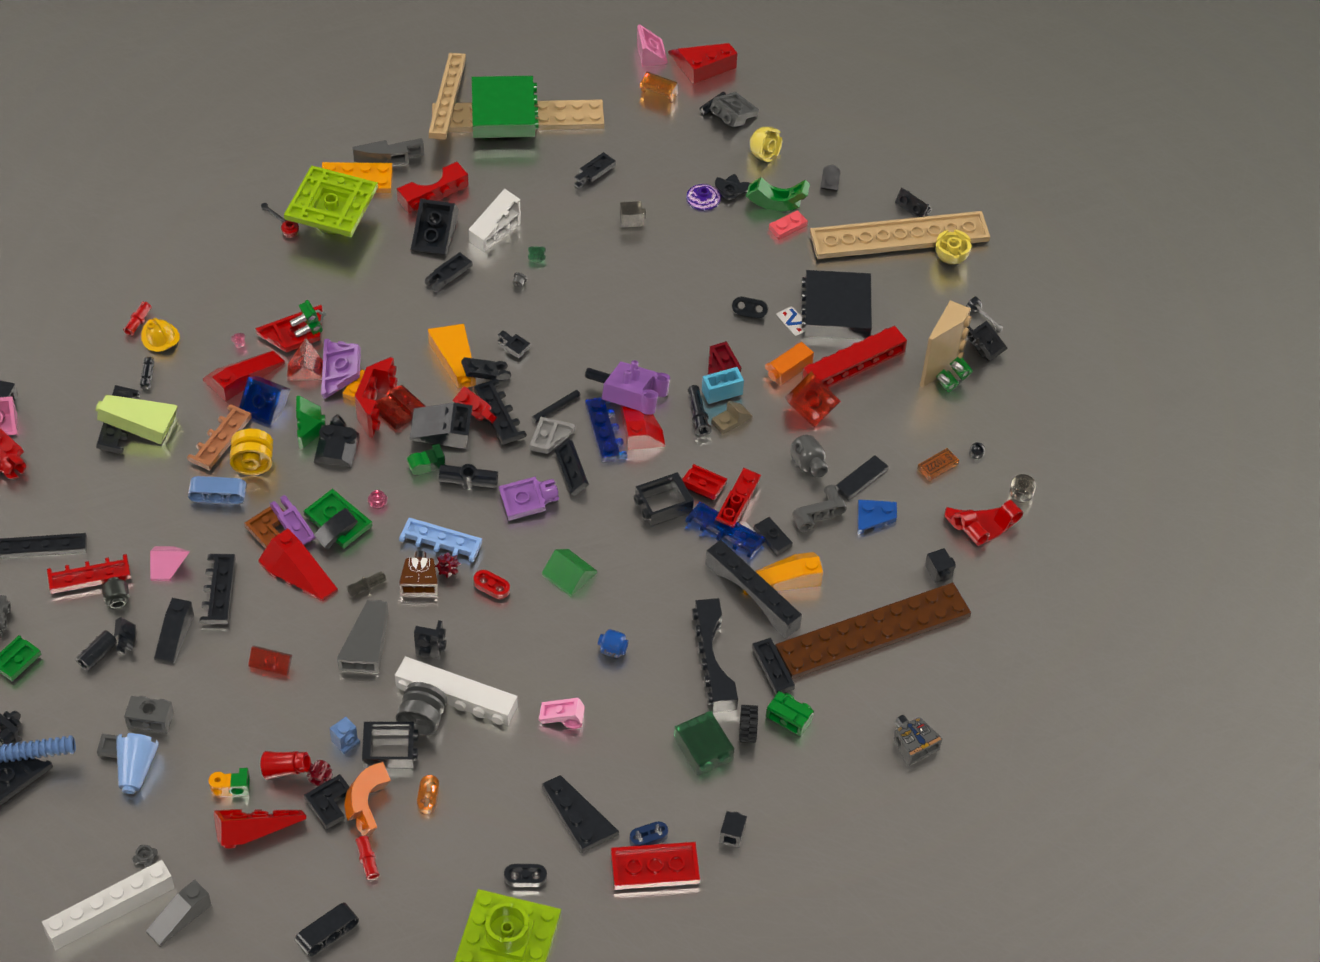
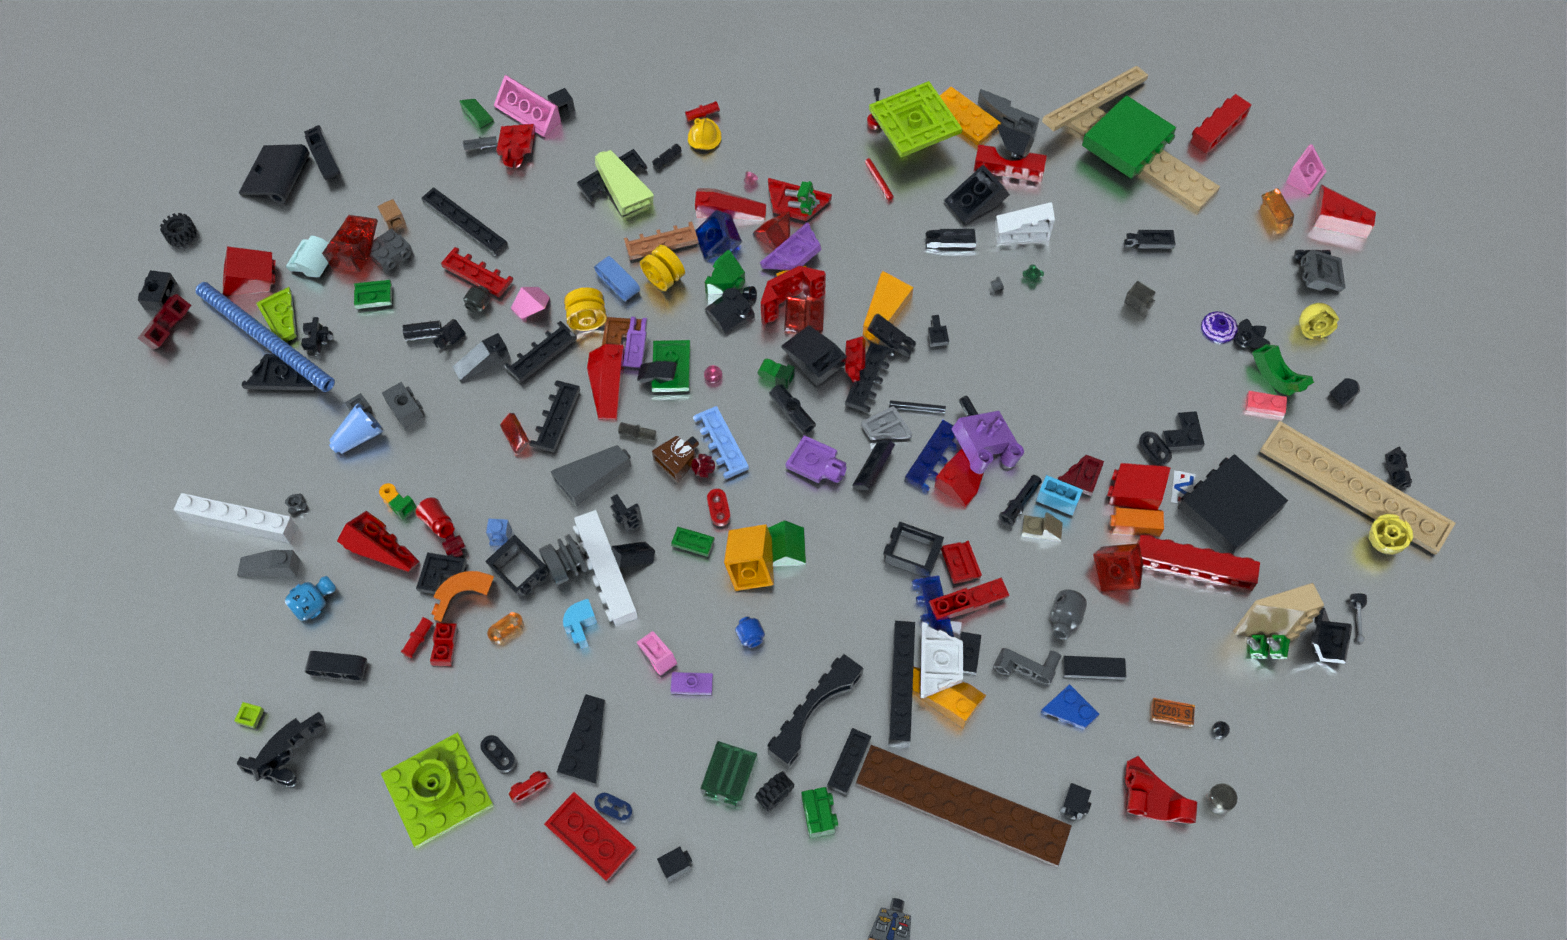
camera: 50 degrees right, 10 degrees up
(224, 527) = (585, 309): none -> yellow wheel
(247, 904) = (308, 600): none -> dark azure piece
(289, 622) = (556, 417): none -> black hinge
(343, 269) = (879, 179): none -> red piece
(392, 845) = (444, 644): none -> red slope
(424, 167) = (1015, 142): none -> black slope
(467, 663) = (633, 554): none -> black slope
(478, 742) = (576, 618): none -> medium azure brick
(499, 622) = (692, 541): none -> green plate
(555, 54) = (1220, 123): none -> red brick
(557, 594) = (749, 557): none -> light orange slope
(571, 882) = (522, 790): none -> red plate
(609, 713) = (691, 683): none -> medium lavender plate
(760, 282) = (1189, 433): none -> black plate
(763, 550) = (939, 661): none -> white wing
(768, 338) = (1138, 486): none -> red slope

